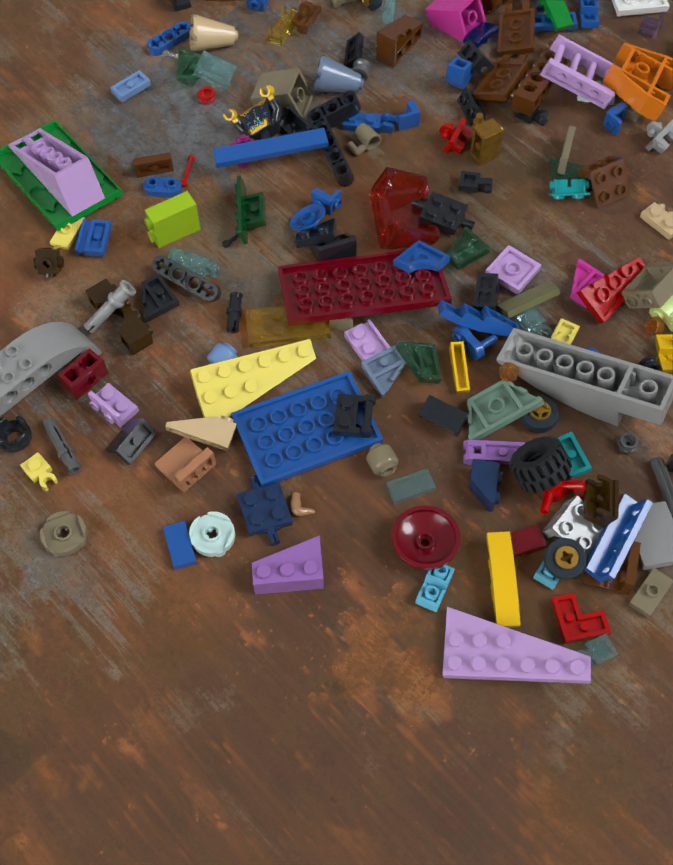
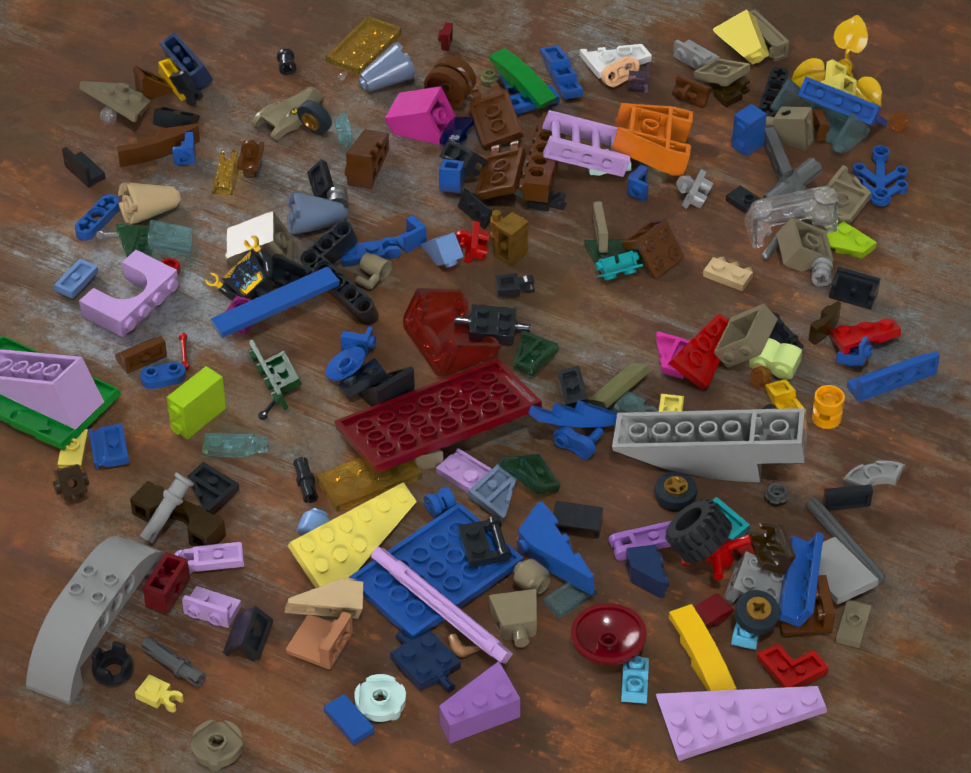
camera: 20 degrees left, 15 degrees down
(131, 360) = (213, 556): none -> lavender hinge
(153, 126) = (124, 314): none -> lavender arch
(186, 278) = (236, 459): black beam -> none
(295, 466) = (442, 605): none -> lavender piece
(330, 367) = (439, 502): none -> blue wheel
(355, 492) = (515, 615): none -> dark tan torso
(405, 437) = (544, 543): none -> blue wedge
(421, 257) = (490, 370): blue tile -> none
(428, 137) = (443, 250): none -> medium blue slope
(459, 367) = (573, 469): yellow piece -> none
(498, 407) = (632, 495): sand green wing -> none
(508, 372) = (633, 453): clear orange plate -> none
(514, 269) = (593, 358): lavender plate -> none
(600, 650) = (828, 686): clear light blue plate -> none
(636, 13) = (618, 71): none -> light nougat plate

